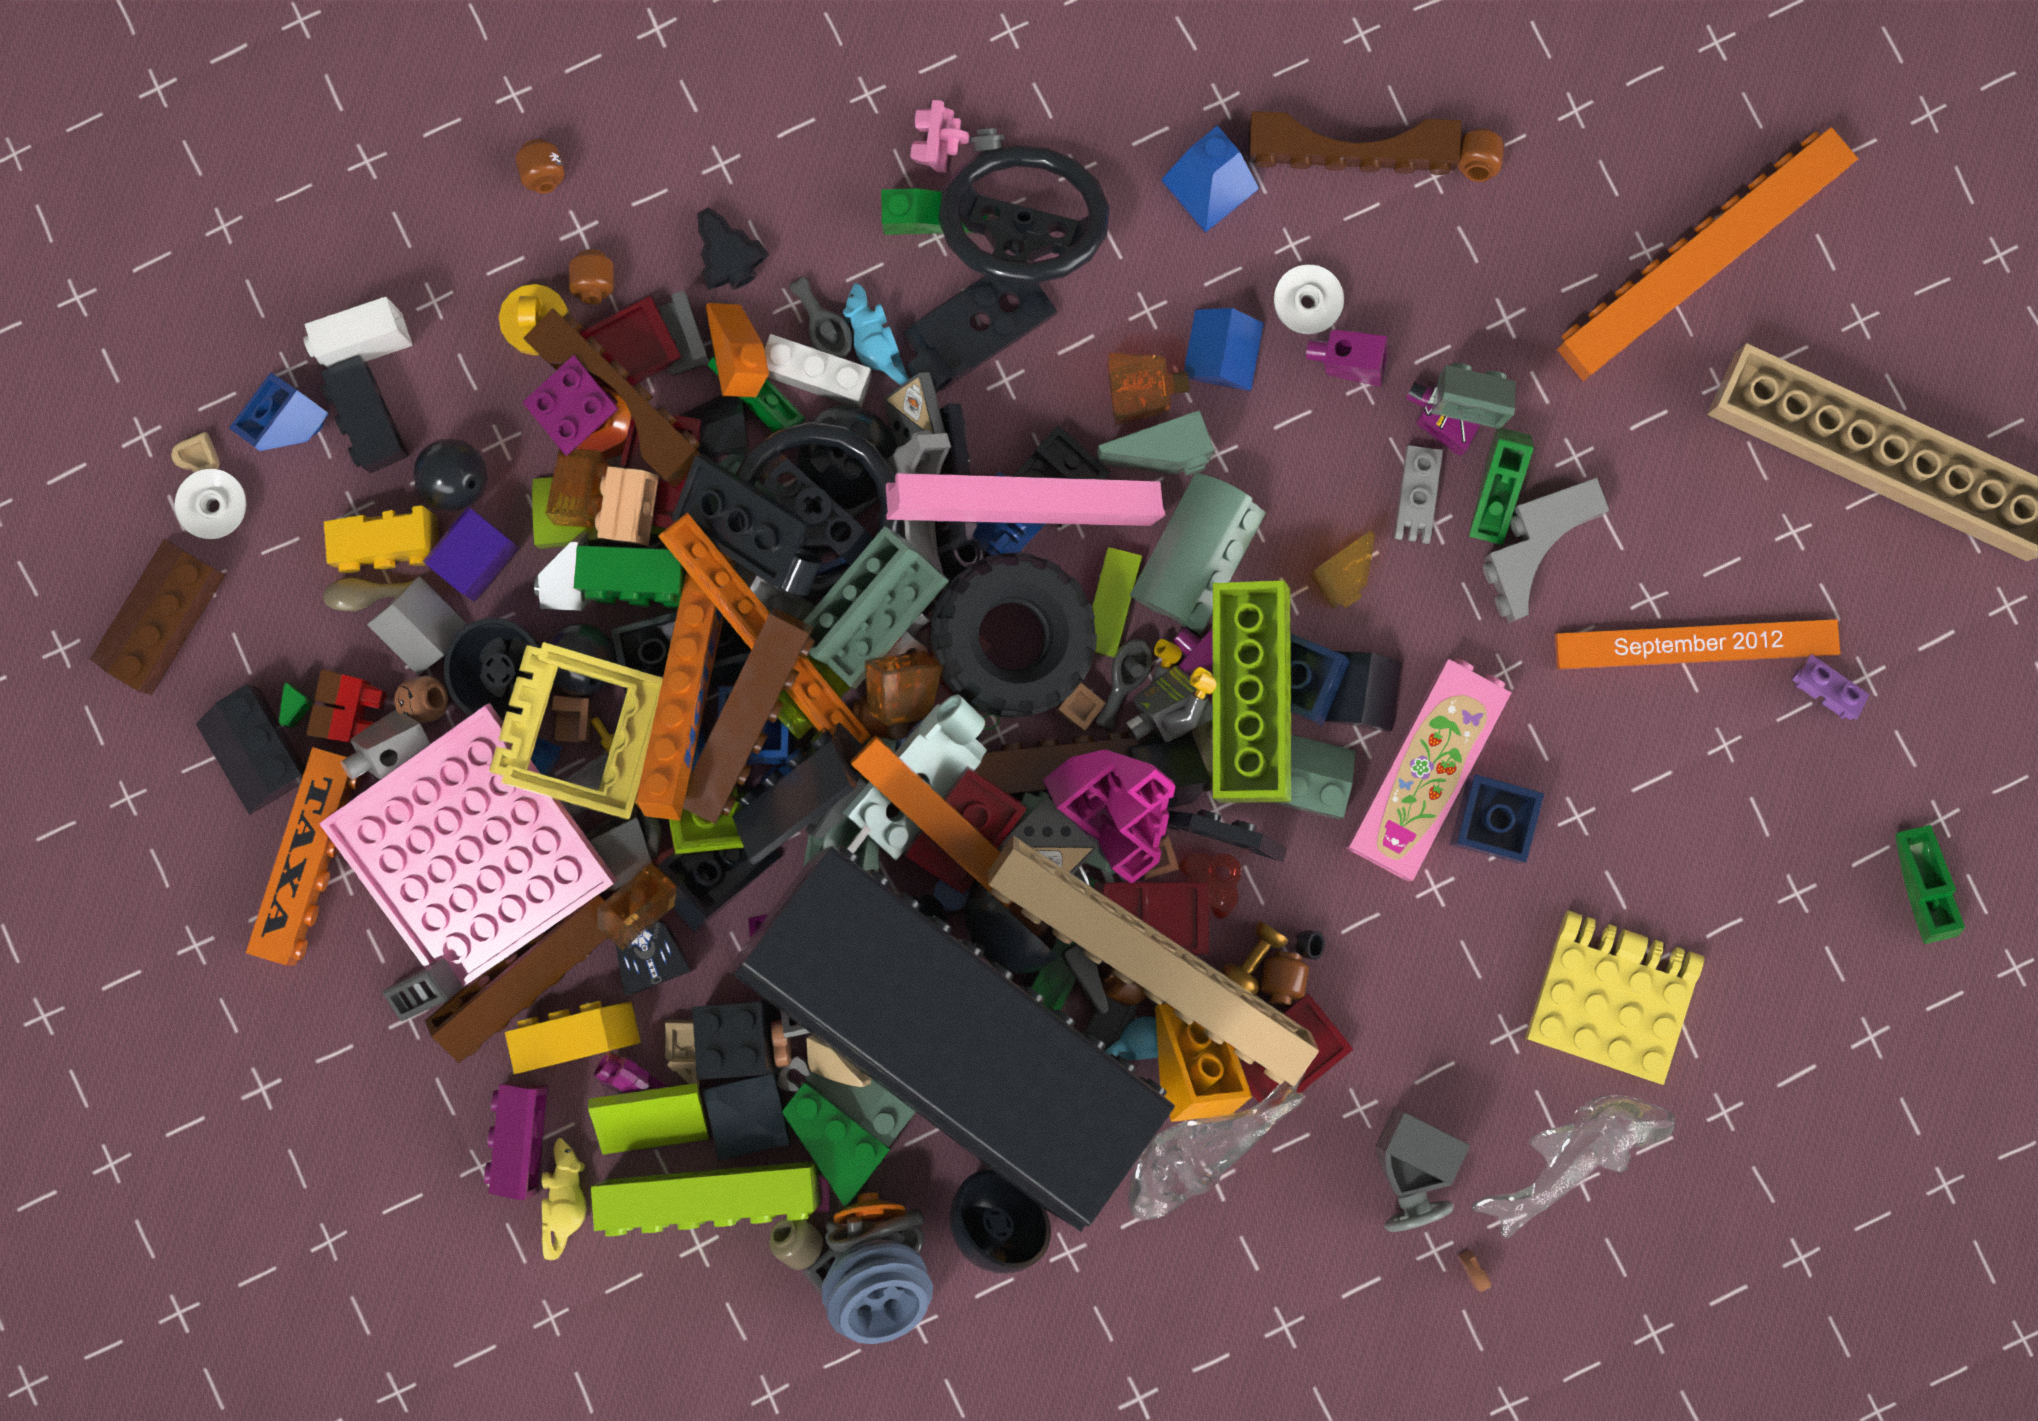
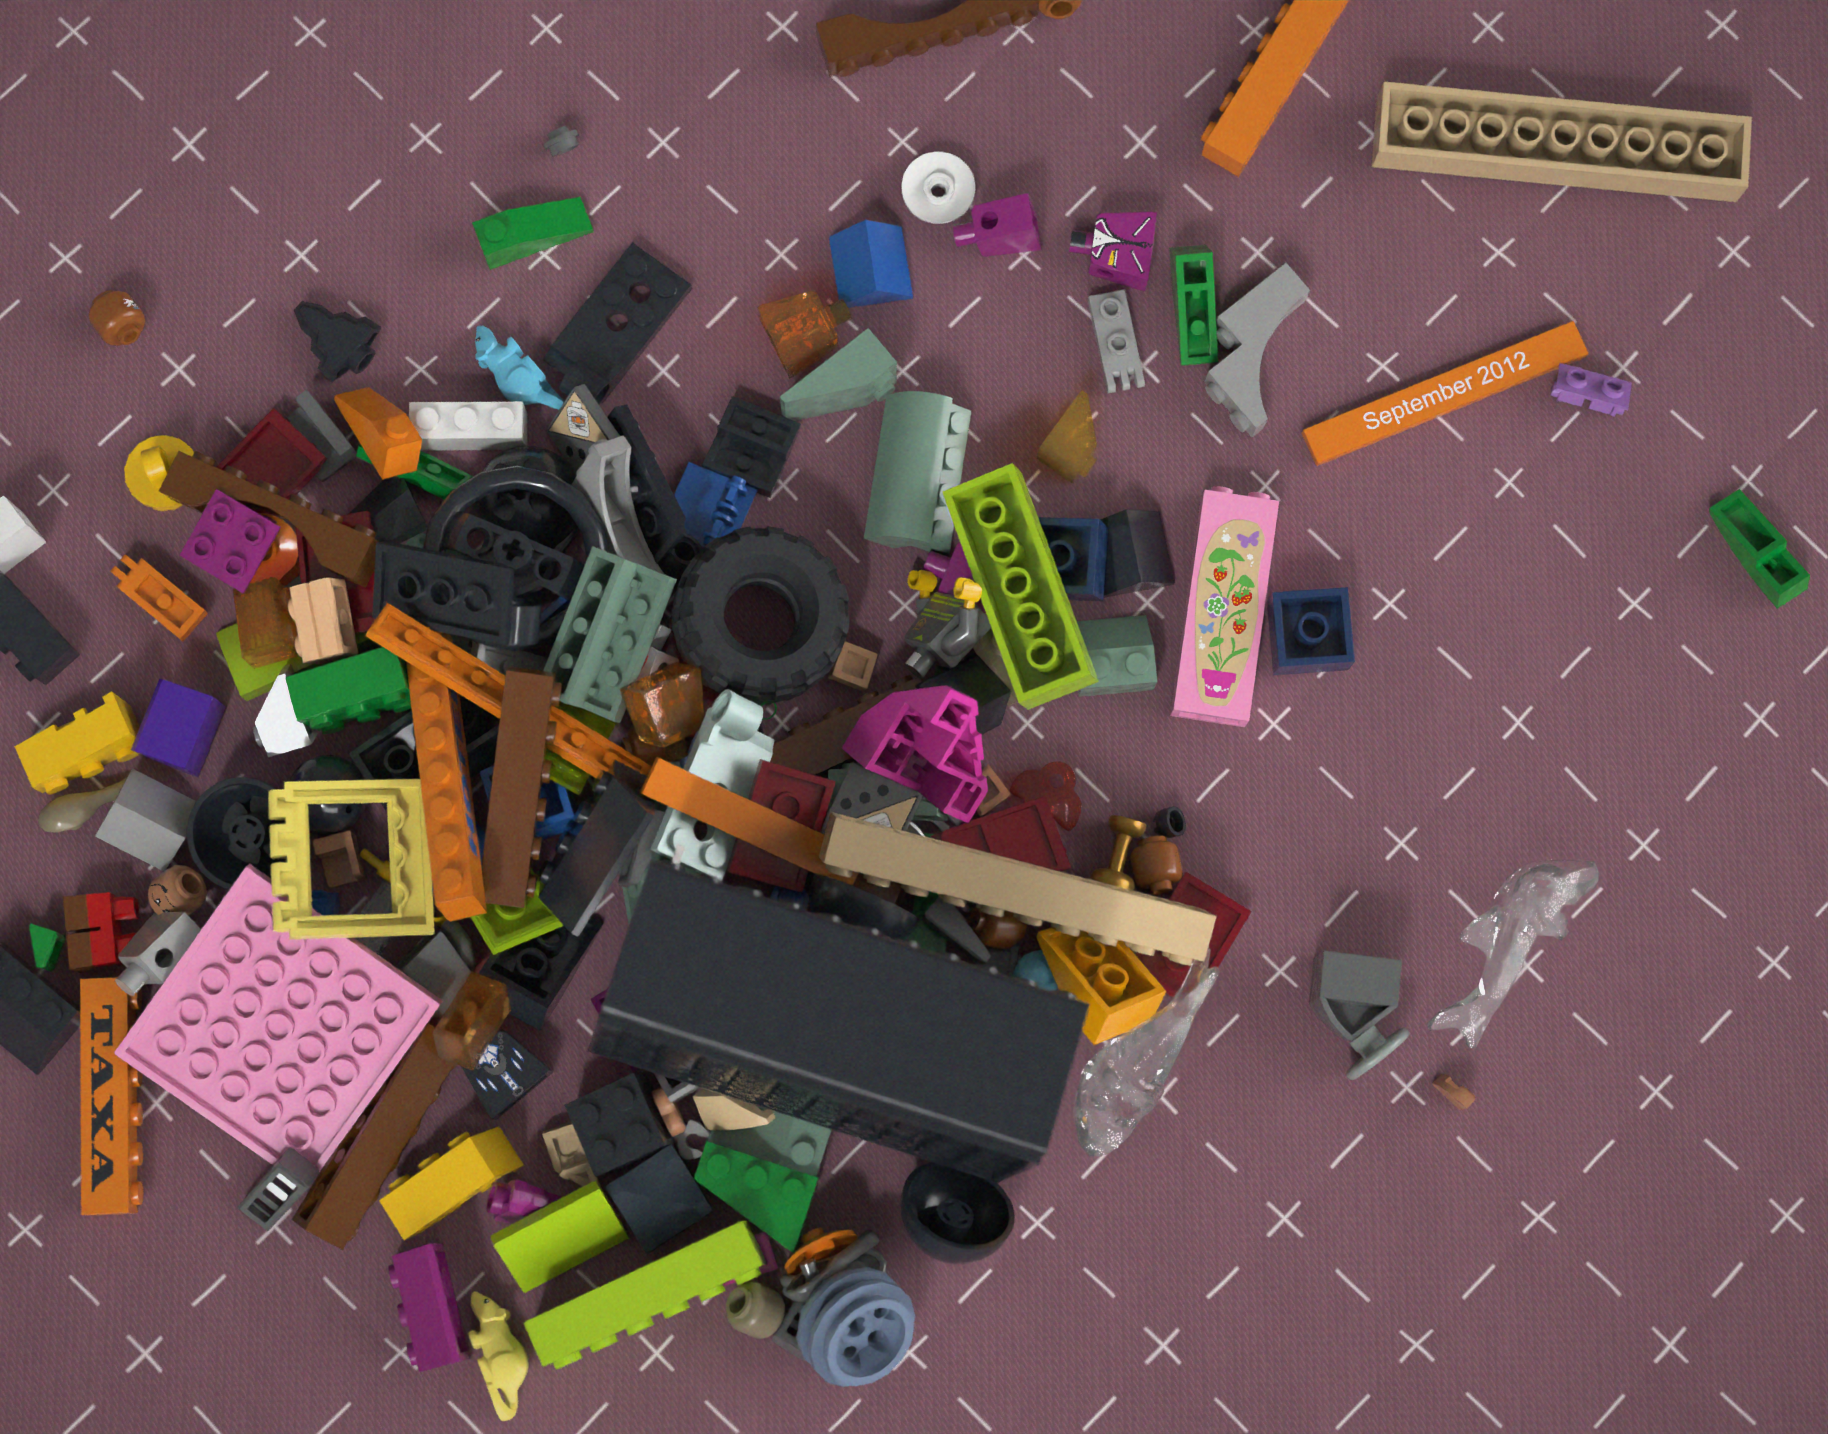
camera: 20 degrees left, 5 degrees down
(450, 474) = (129, 654): black piece -> none
(493, 430) = (159, 597): none -> orange hinge
(591, 276) = (207, 409): dark orange head -> none
(826, 329) = (463, 379): dark grey piece -> none
(942, 138) = (516, 154): bright pink hips -> none
(1021, 228) = (624, 215): black piece -> none
(1023, 500) = (723, 476): bright pink tile -> none
(1113, 598) = (849, 548): lime tile -> none
(1129, 671) = (890, 613): dark grey piece -> none
(1211, 179) = (799, 104): blue slope -> none
(1238, 833) = (1052, 734): black wing -> none
(1474, 396) = (1136, 223): sand green slope -> none
(1612, 1004) = (1492, 776): light yellow hinge -> none

